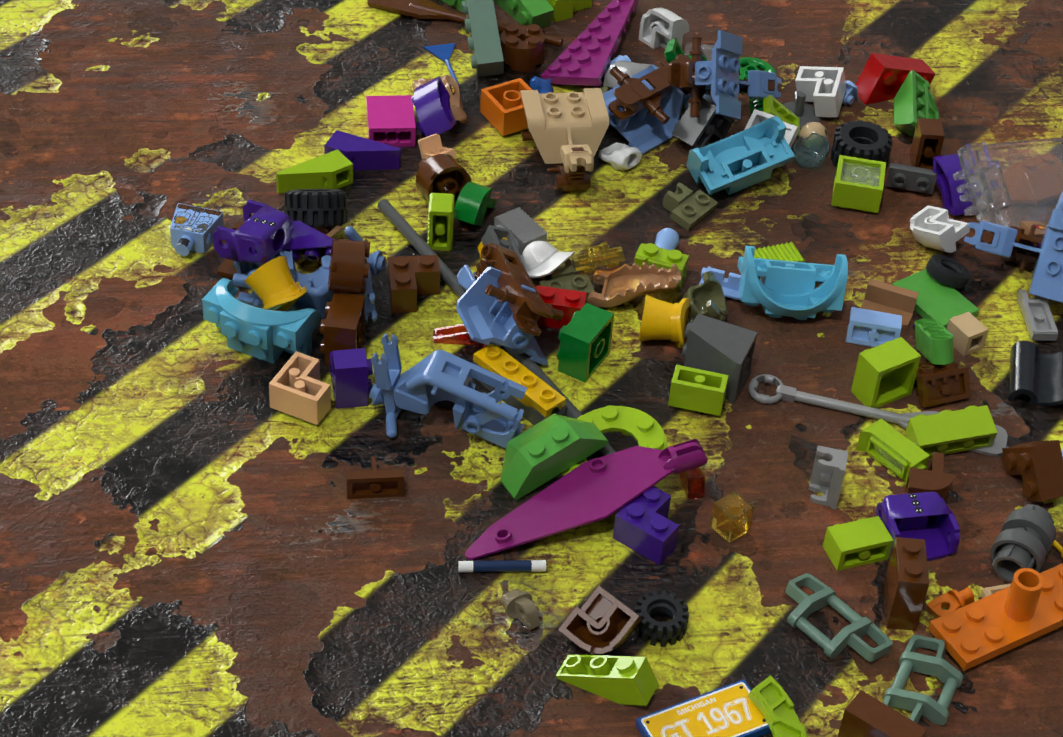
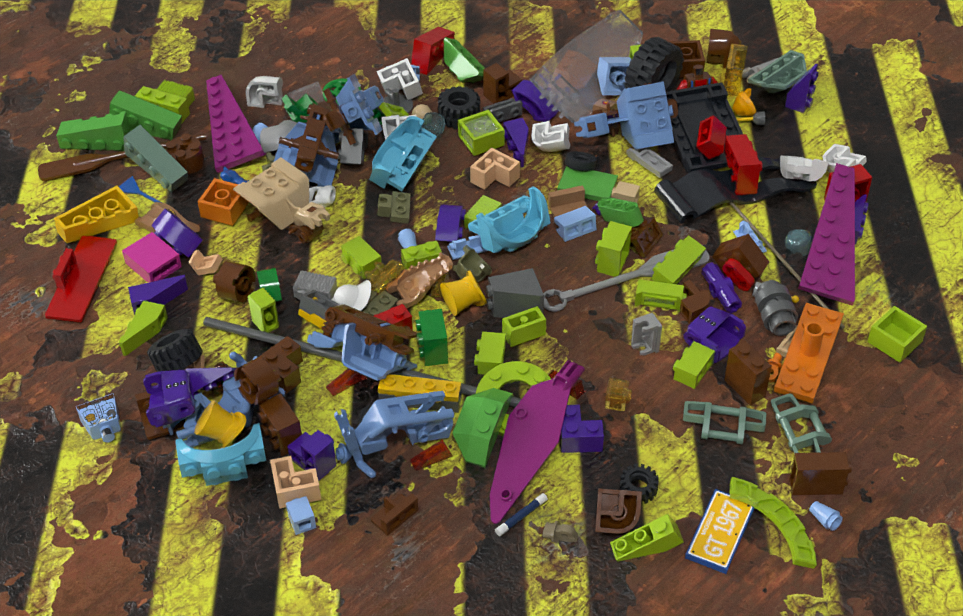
camera: 35 degrees left, 5 degrees up
(279, 423) = (301, 515): none -> light blue brick
(306, 99) = (79, 277): none -> red bracket
(377, 55) = (97, 215): none -> yellow wedge
(475, 454) = (431, 455): none -> clear red piece
(597, 226) = (359, 256): none -> lime brick
(639, 391) = (491, 351): none -> lime brick
(725, 248) = (450, 222): none -> dark purple brick
(833, 222) = (494, 166): none -> light nougat brick
(896, 213) = (517, 138): none -> dark purple slope
(981, 488) = (721, 287): none -> dark purple piece
(1014, 483) = (738, 274): none -> red beam

